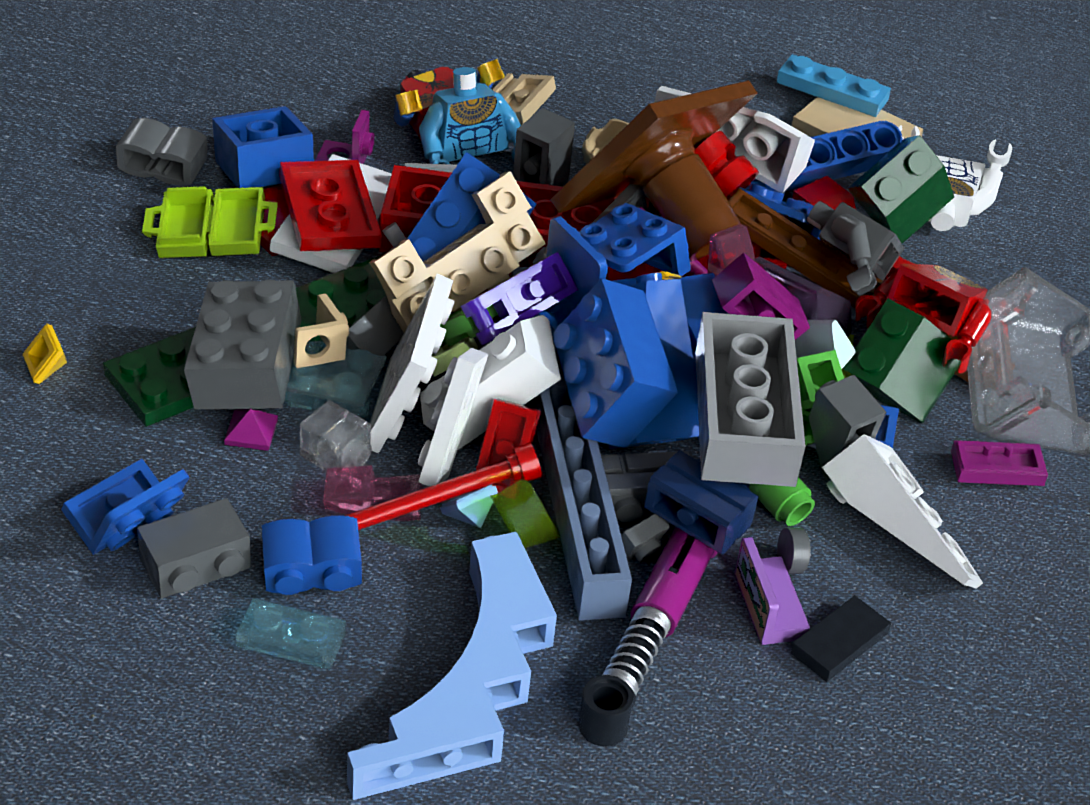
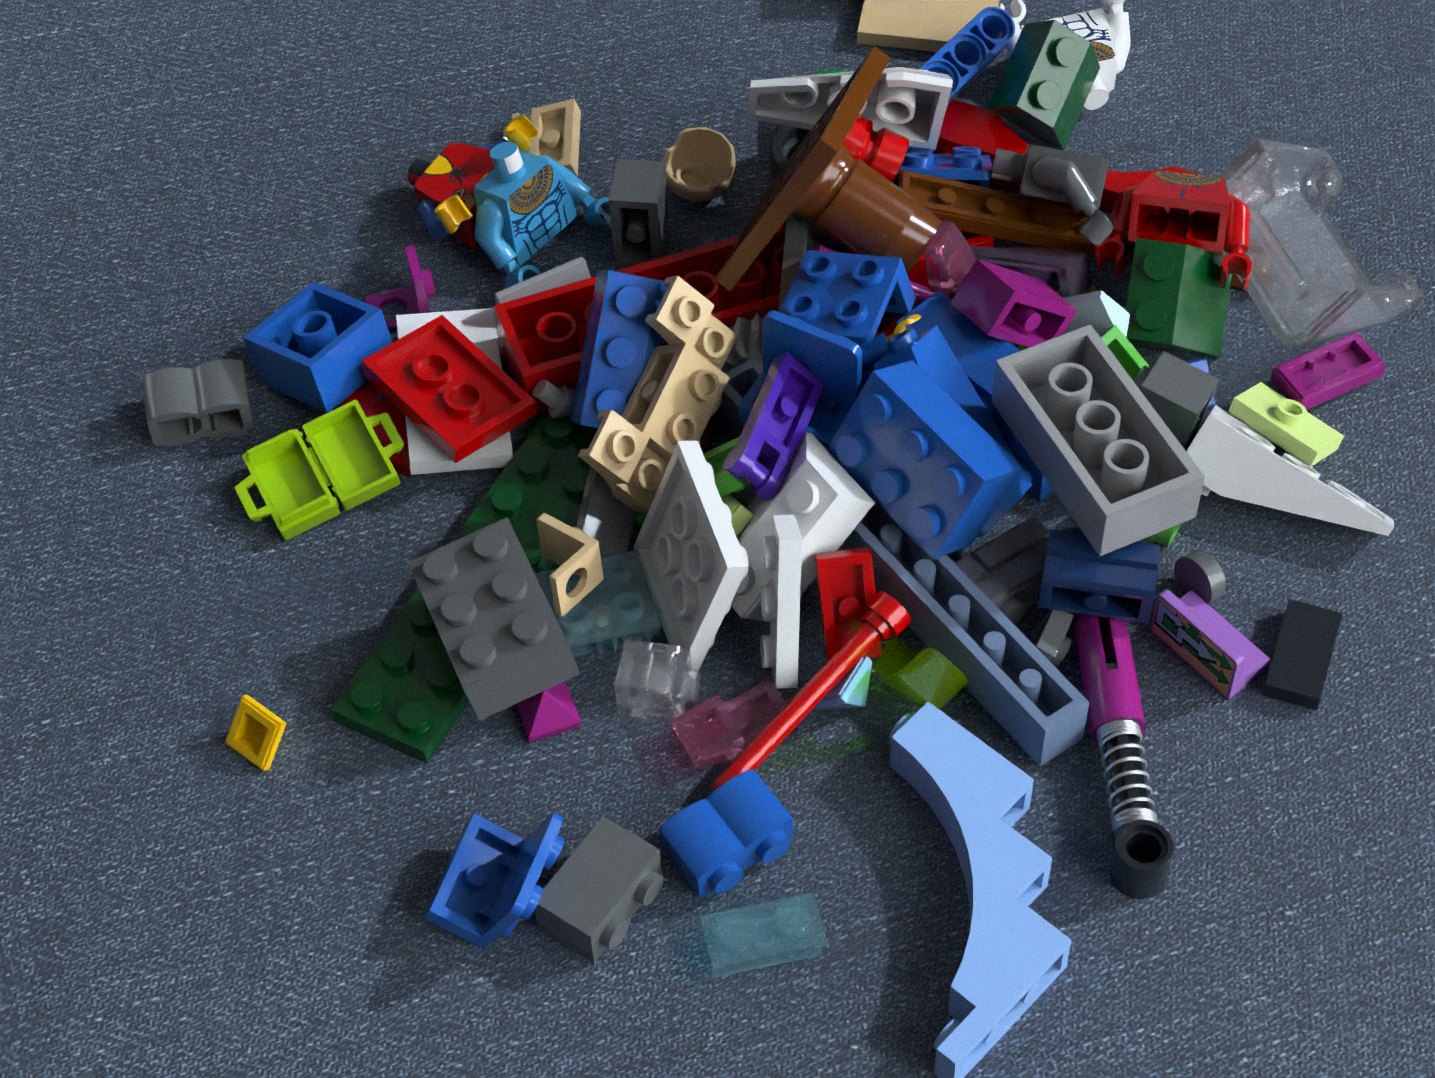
camera: 20 degrees left, 10 degrees up
(939, 482) = (1285, 423): none -> yellowish green plate

